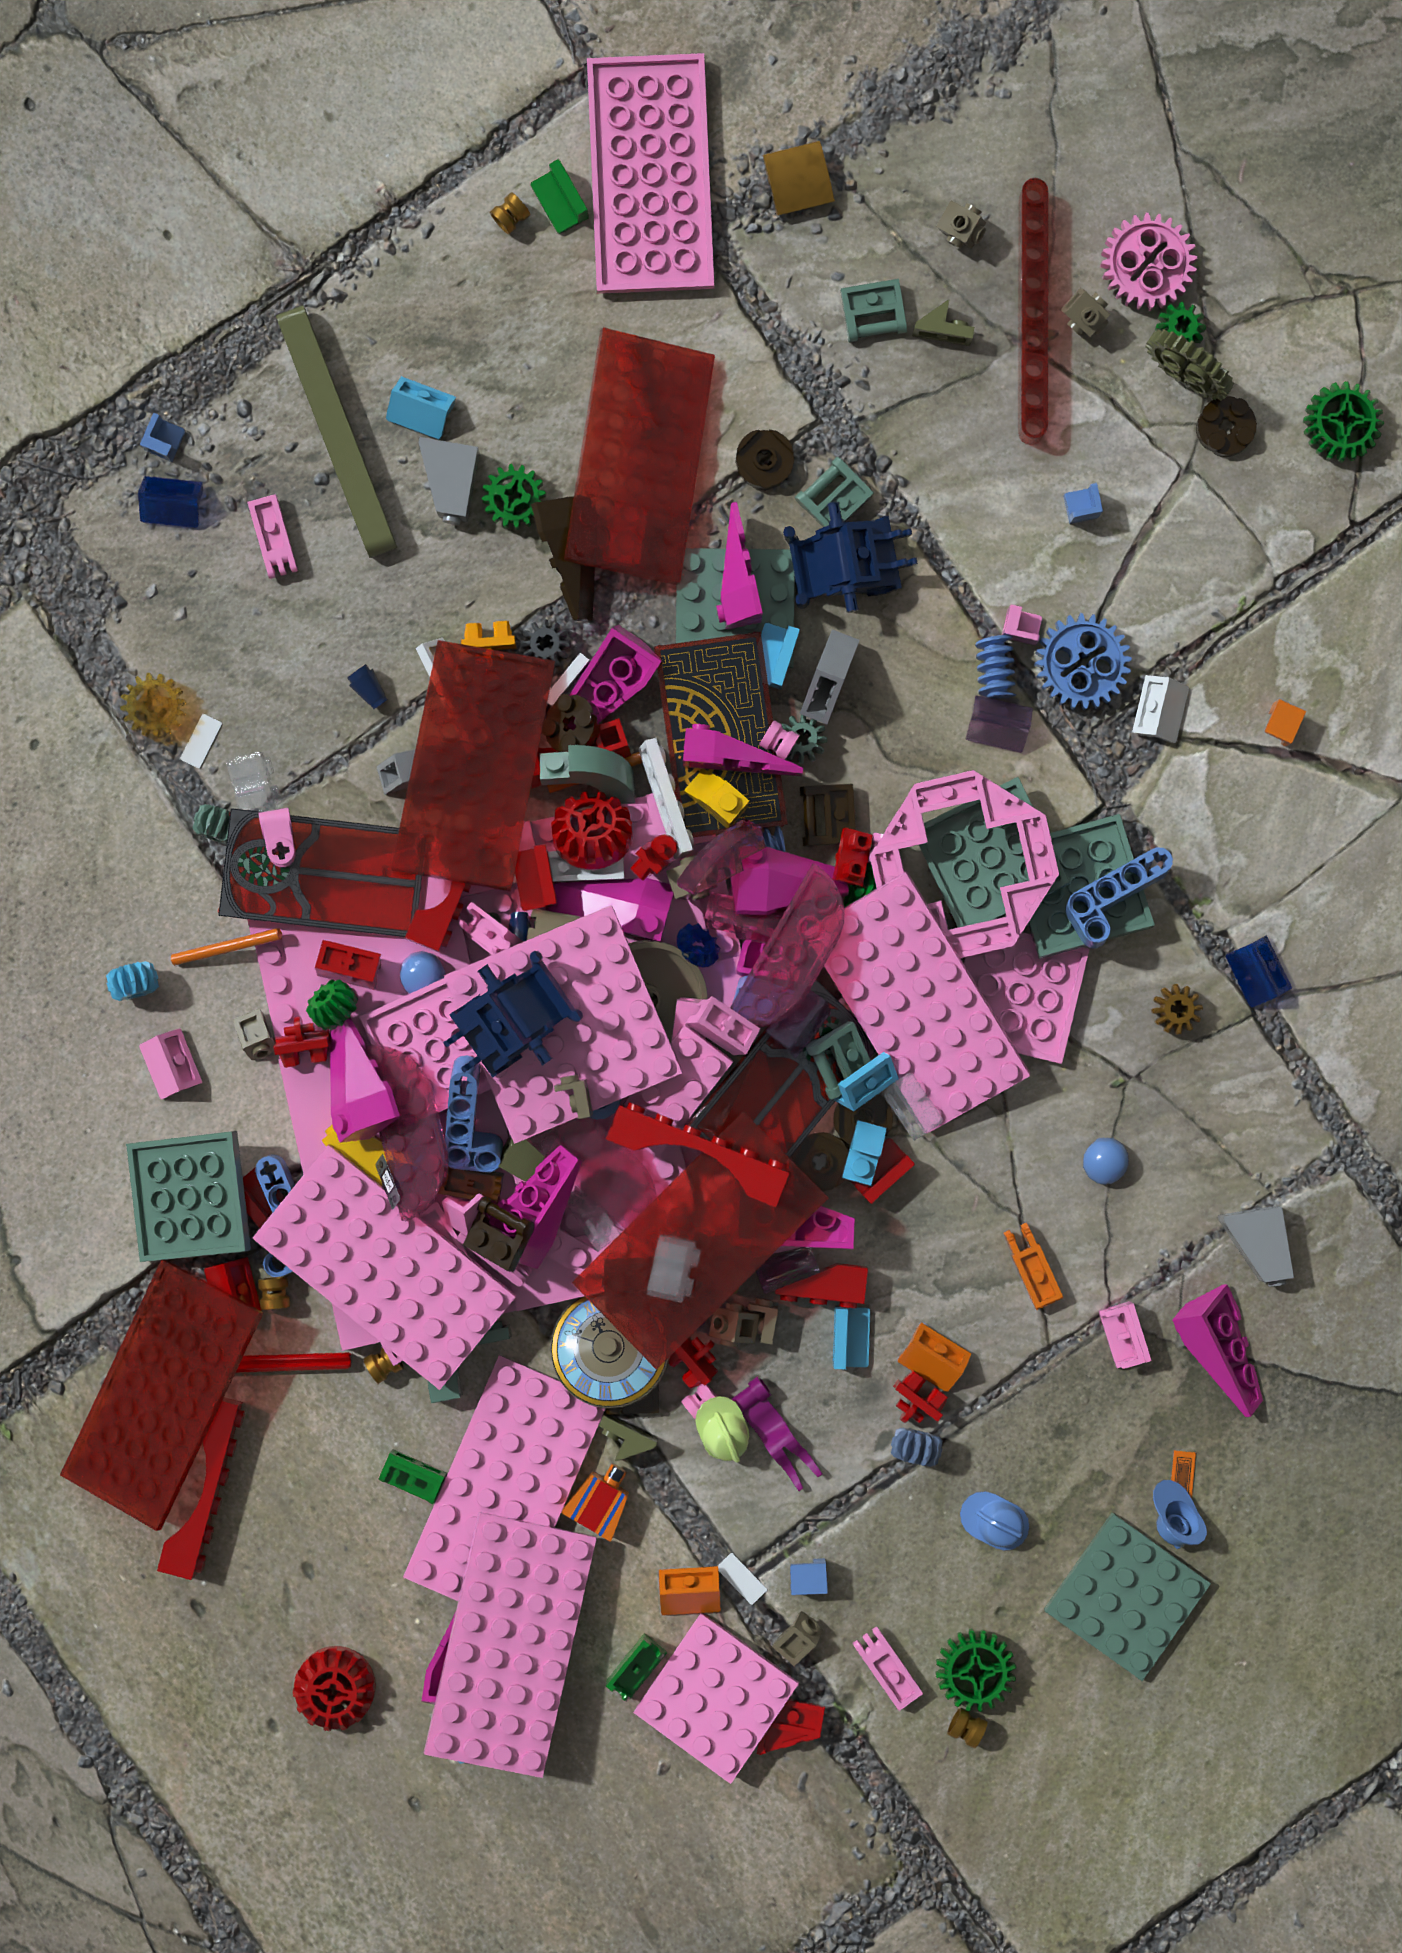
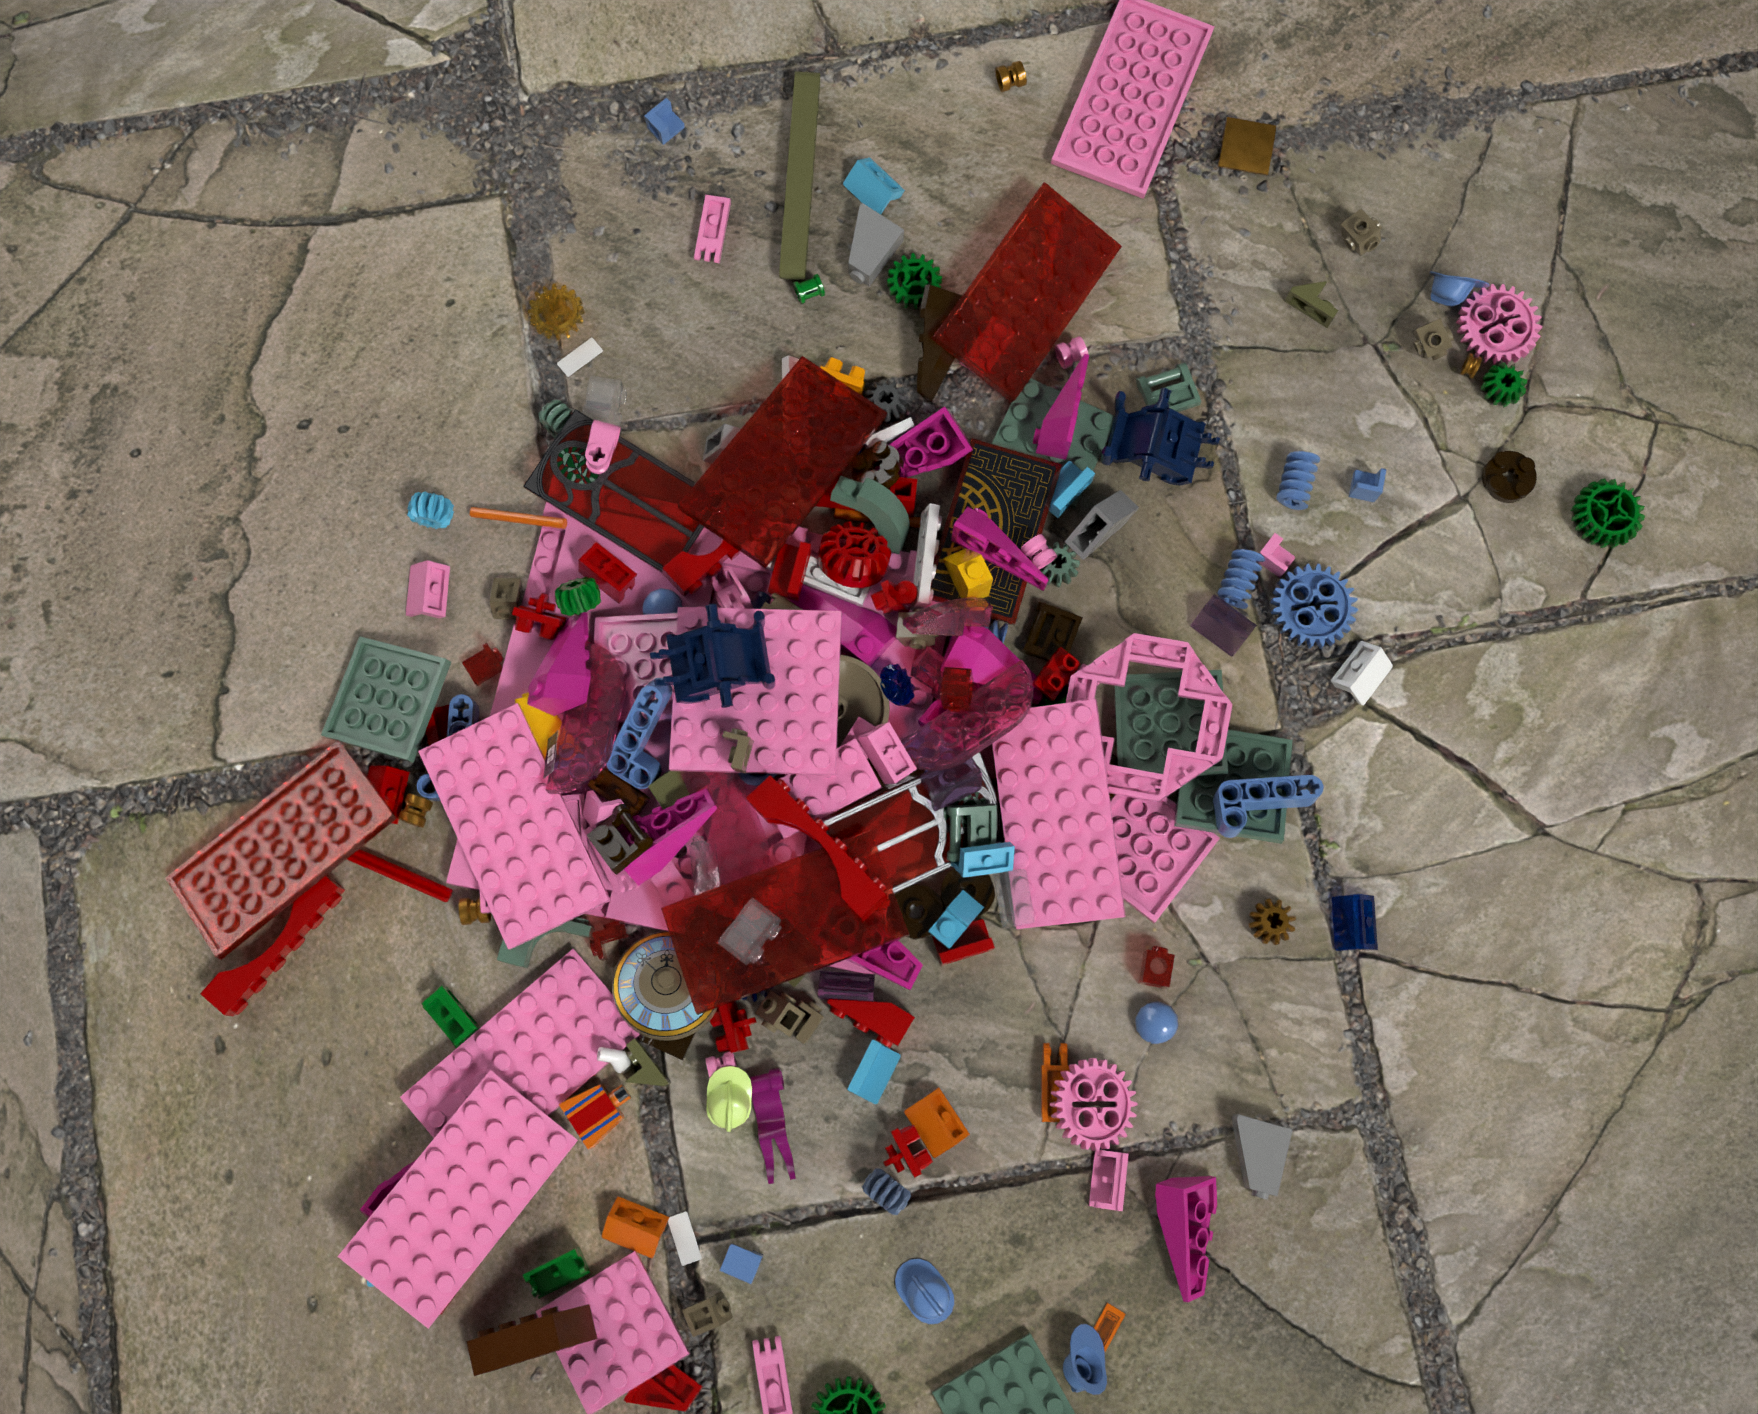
camera: 25 degrees right, 10 degrees down
(170, 501) = (646, 170): clear blue panel -> none
(267, 1113) = (484, 664): none -> clear red bracket
(359, 1690) = (314, 1173): red gear -> none
(367, 686) = (730, 371): dark blue cone -> none
(407, 556) = (809, 288): none -> green bush
(529, 1322) = (611, 932): none -> clear red bracket
(560, 198) = (1055, 83): green panel -> none
(597, 1442) = (617, 1058): none -> white arm
(643, 1741) = (530, 1338): none -> reddish brown wedge
(714, 500) = (1070, 352): none -> bright pink wheel
(762, 442) = (1119, 352): dark brown plate -> none
(763, 928) = (957, 689): none -> clear red brick
(873, 300) = (1266, 260): sand green plate -> none
(1008, 533) = (1296, 478): none -> medium blue piece
(1037, 298) = (1384, 331): clear red beam -> none
(1068, 1245) = (1094, 1131): none -> bright pink gear
(1082, 247) = (1453, 289): none -> medium blue piece
(1092, 1117) = (1148, 977): none -> clear red brick
(1137, 322) = (1471, 365): none -> pearl gold bush
(1189, 364) = (1502, 409): olive gear -> none
(1284, 721) = (1462, 726): orange panel -> none

